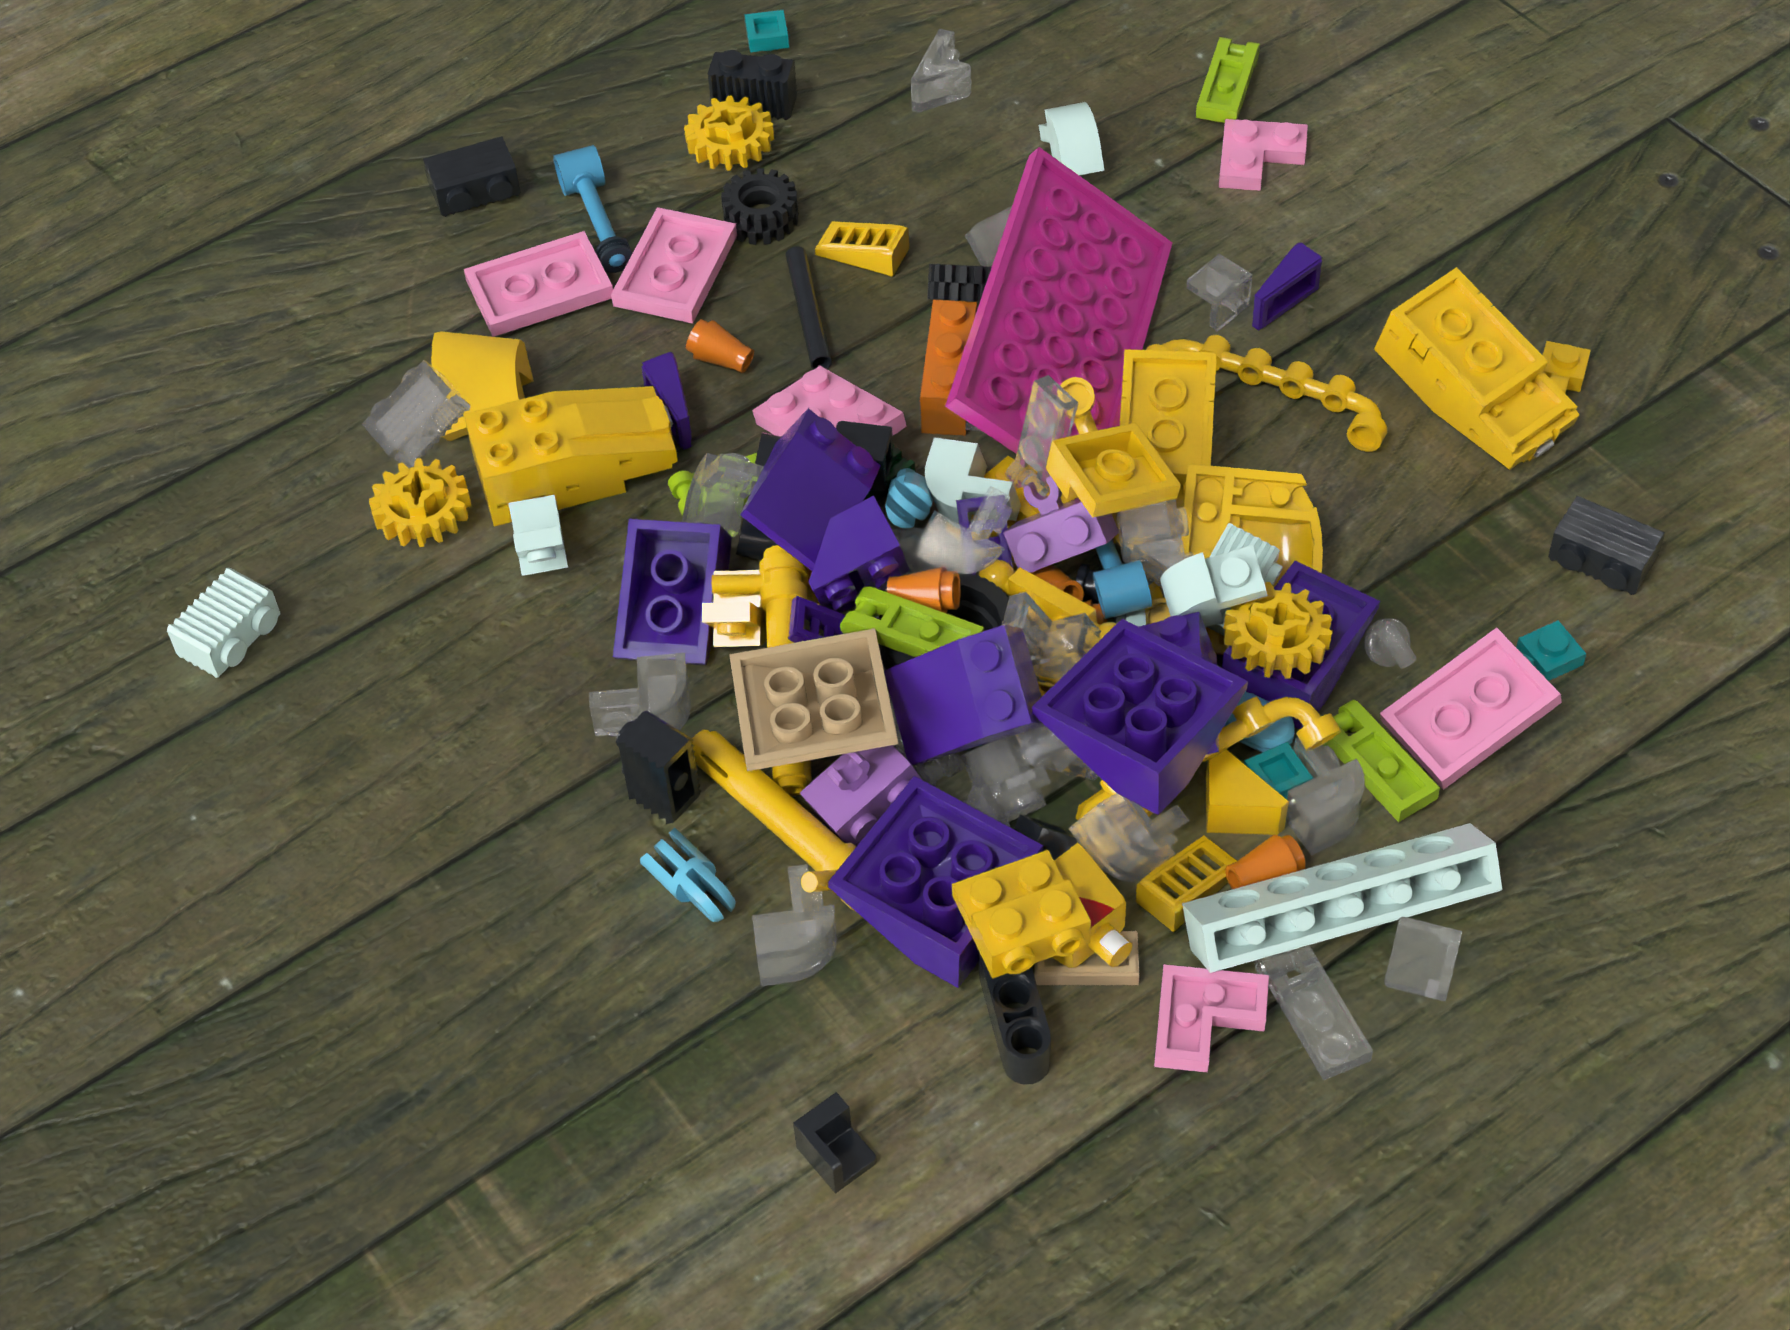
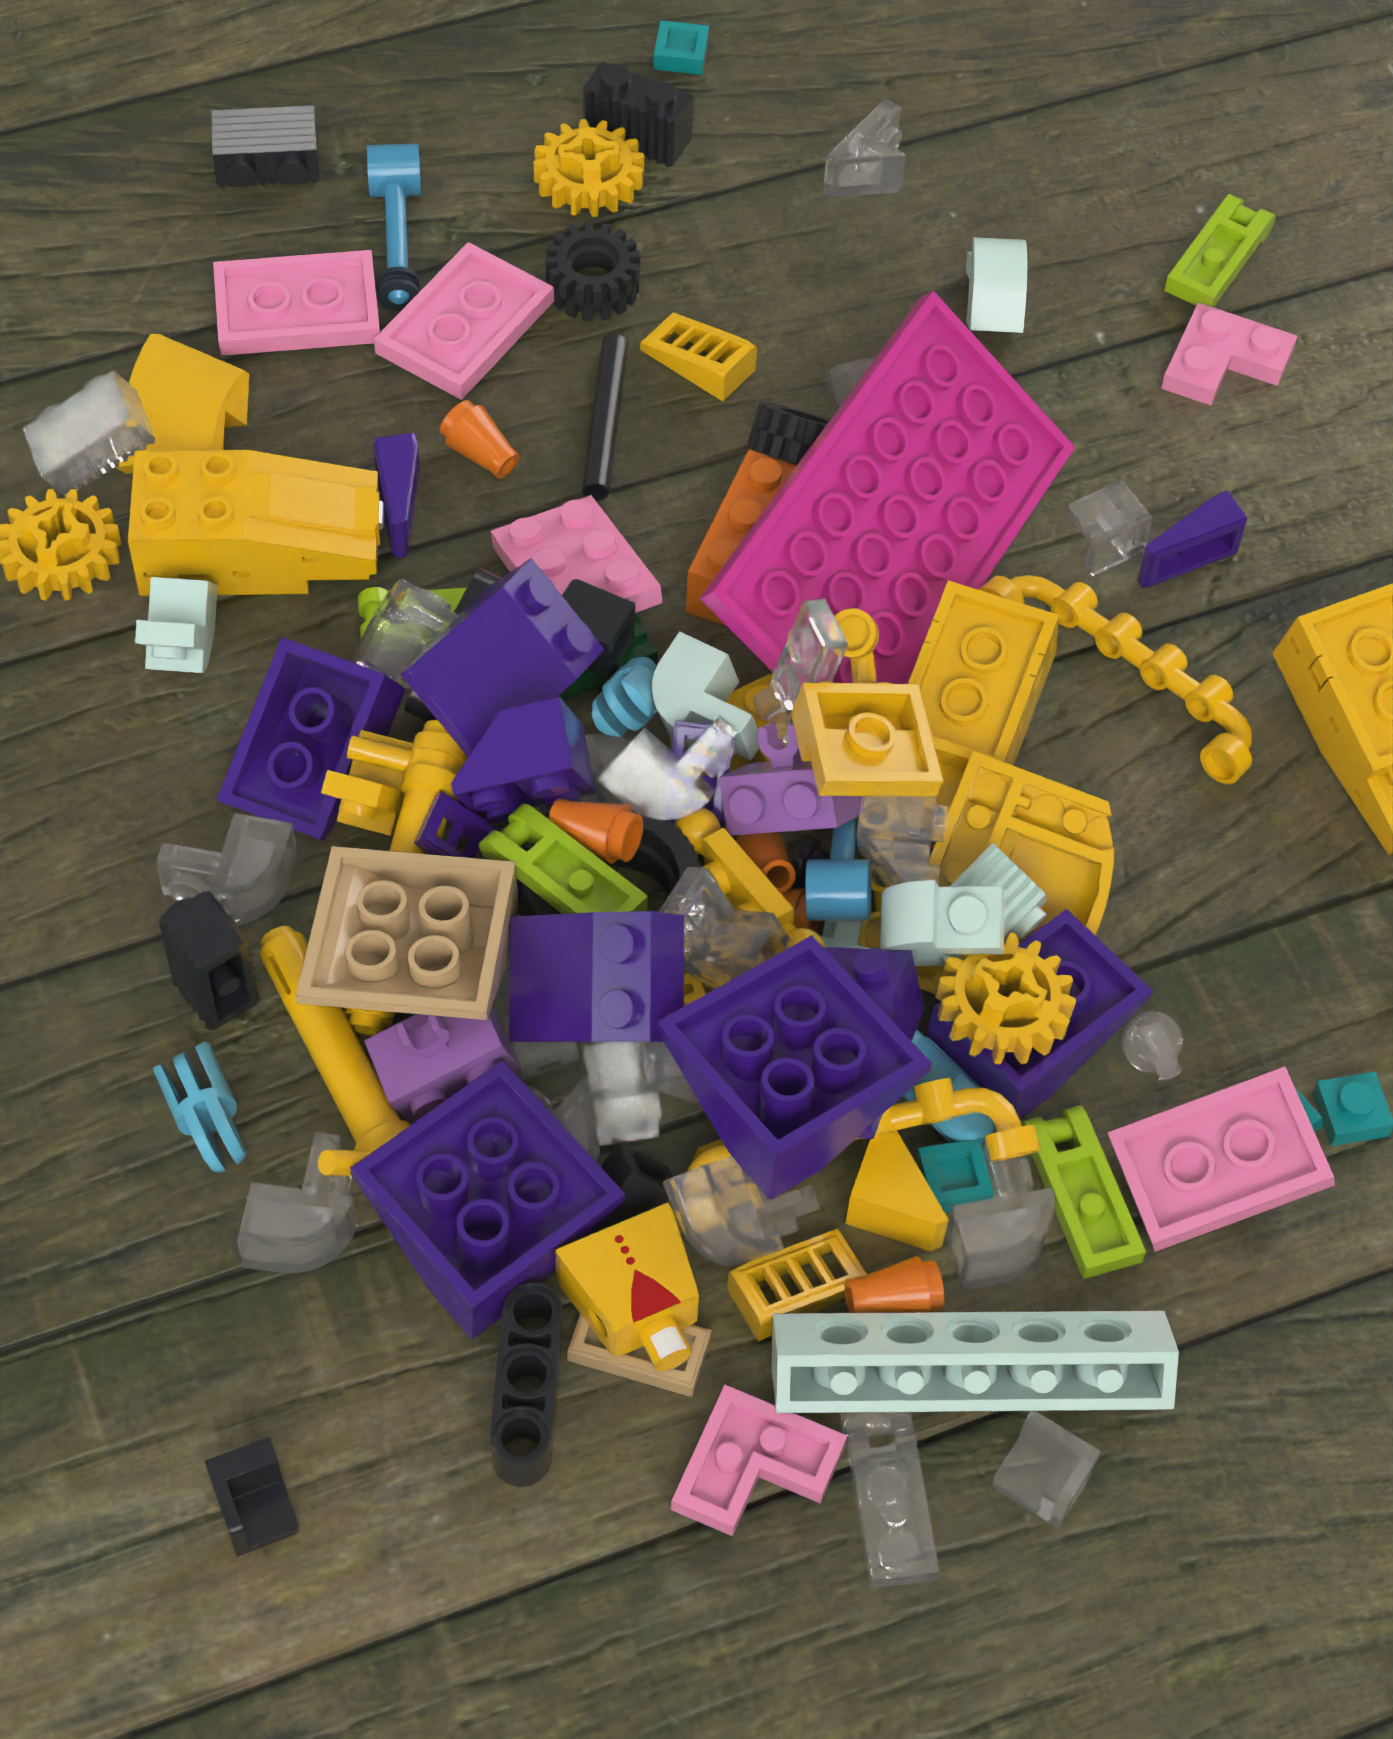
camera: 10 degrees right, 5 degrees up
(1022, 914) = (563, 1279): yellow plate -> none

